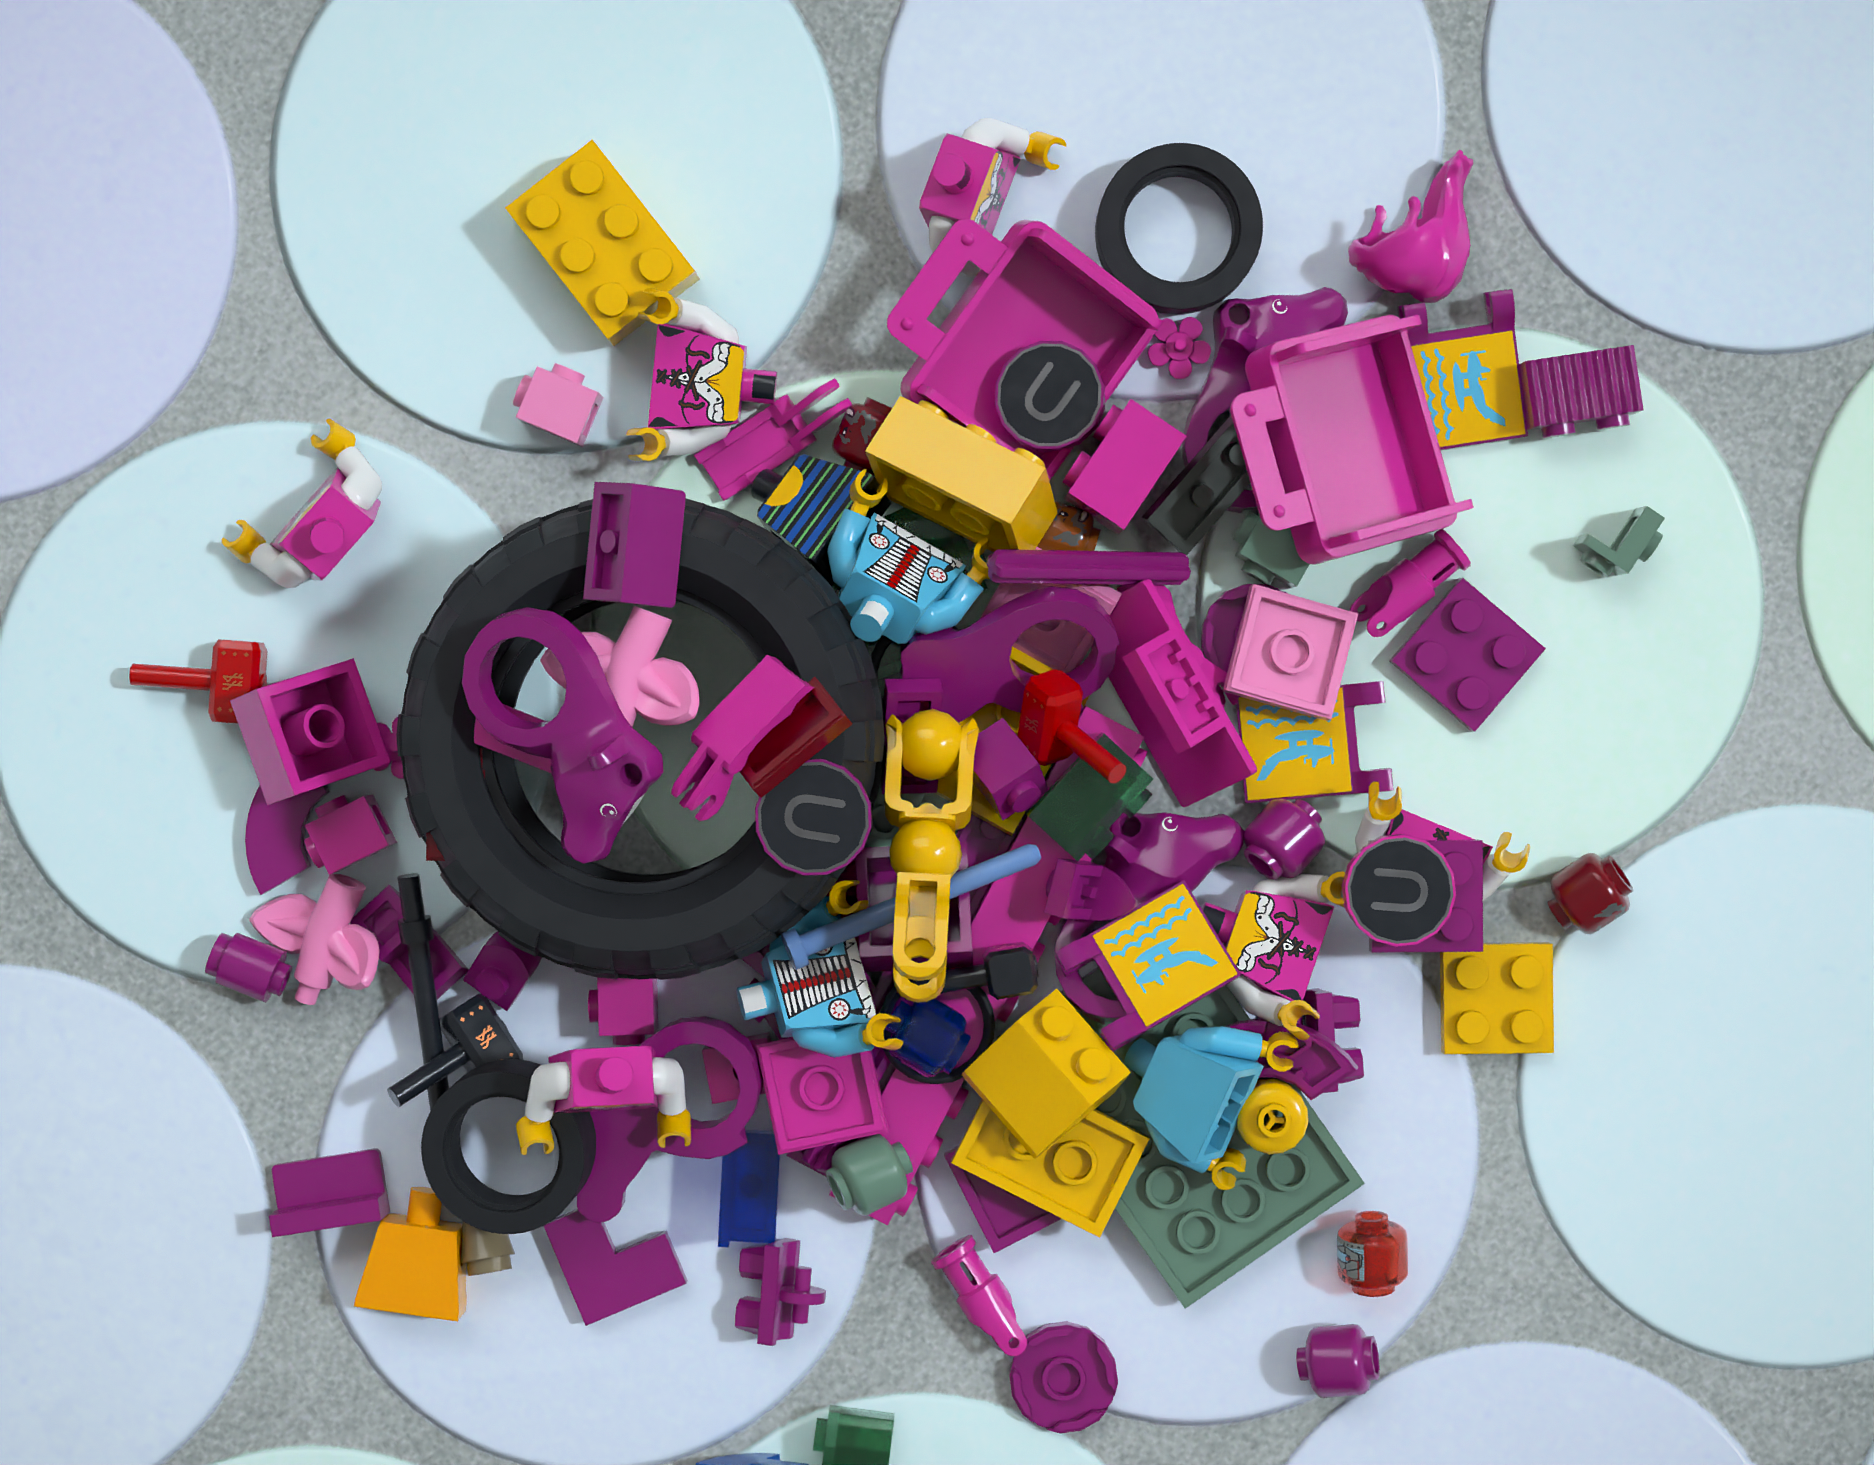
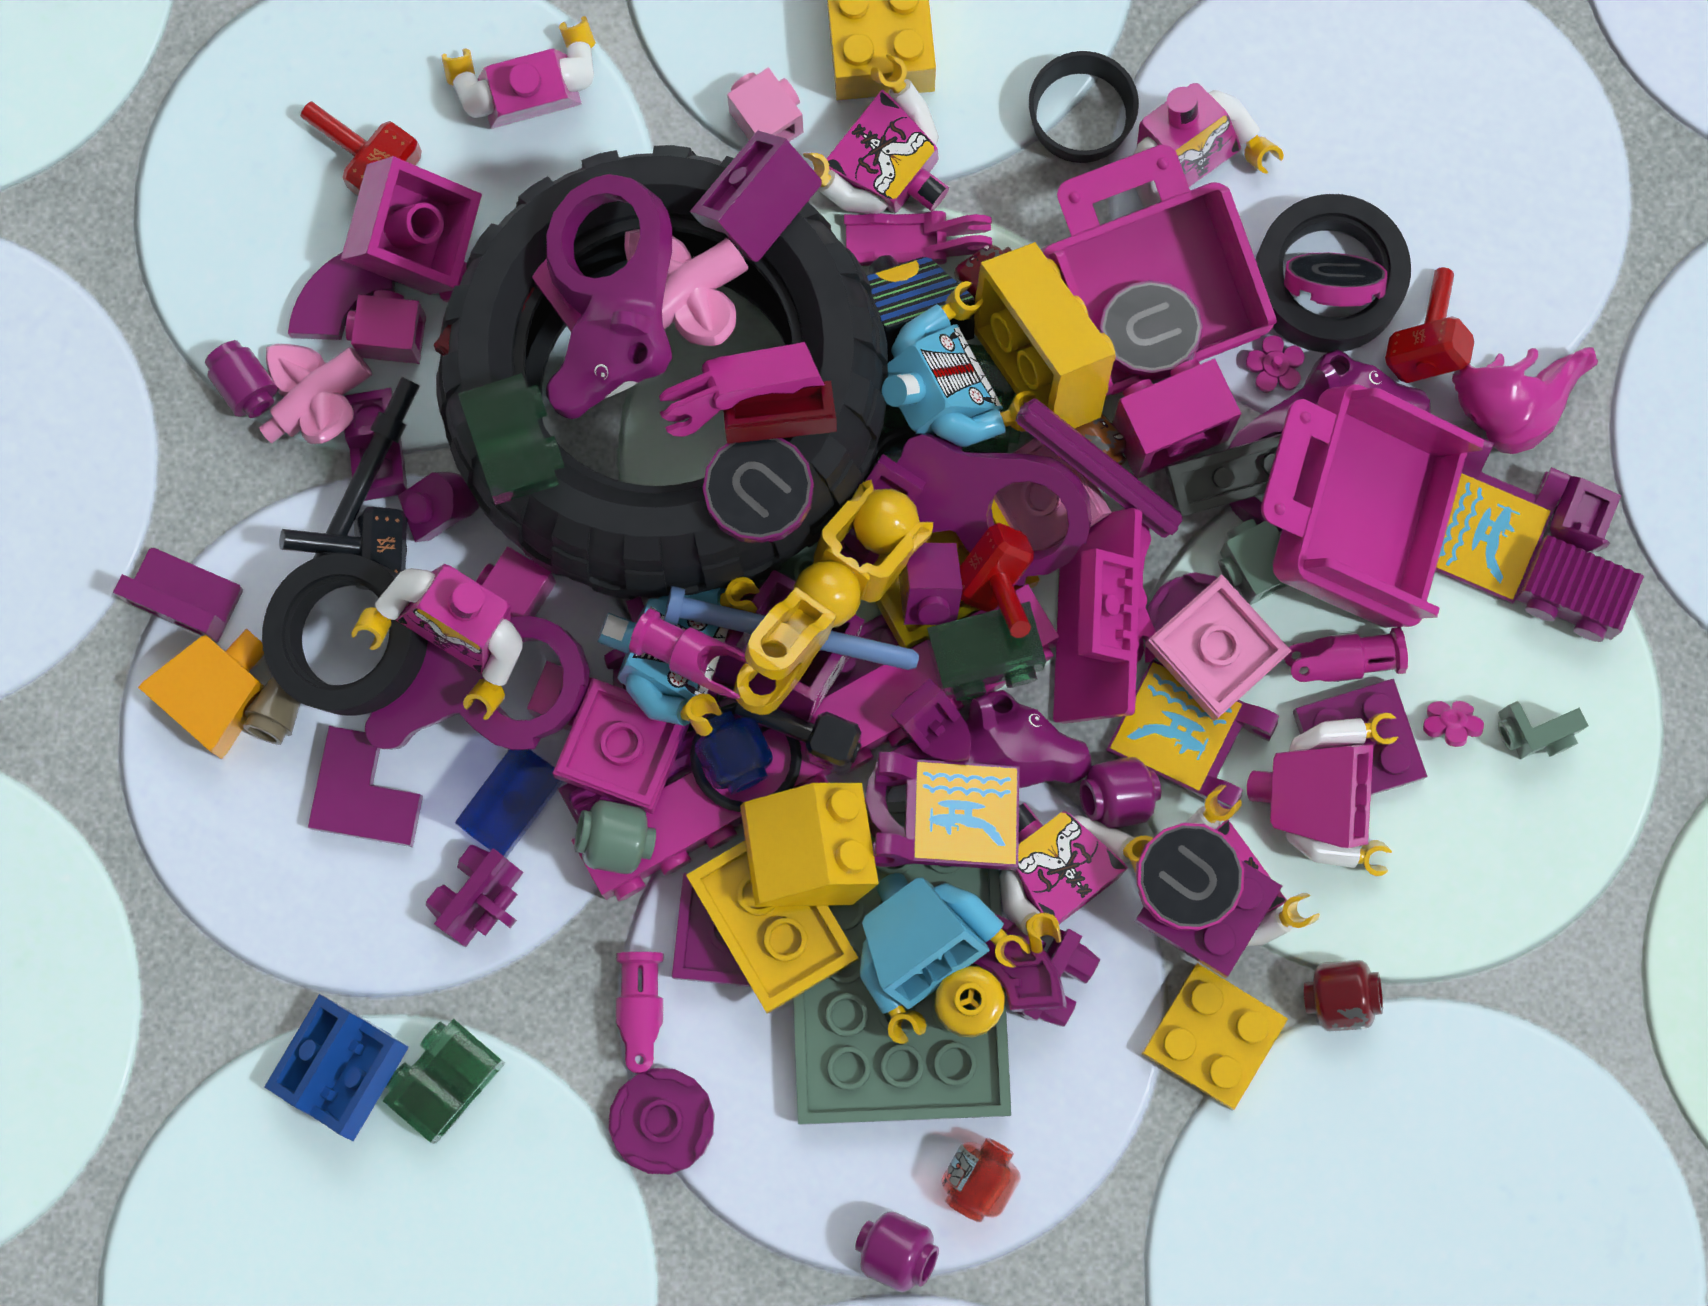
camera: 35 degrees right, 10 degrees down
(563, 916) = (510, 439): none -> clear green brick
(831, 989) = (684, 650): none -> dark pink piece
(837, 161) = (1084, 63): none -> black tyre
(1188, 238) = (1336, 278): none -> tile
(1317, 243) = (1435, 346): none -> red piece
(1465, 724) = (1324, 792): none -> dark pink torso
(1540, 583) = (1454, 722): none -> dark pink plant
(1546, 318) = (1584, 515): none -> magenta plate

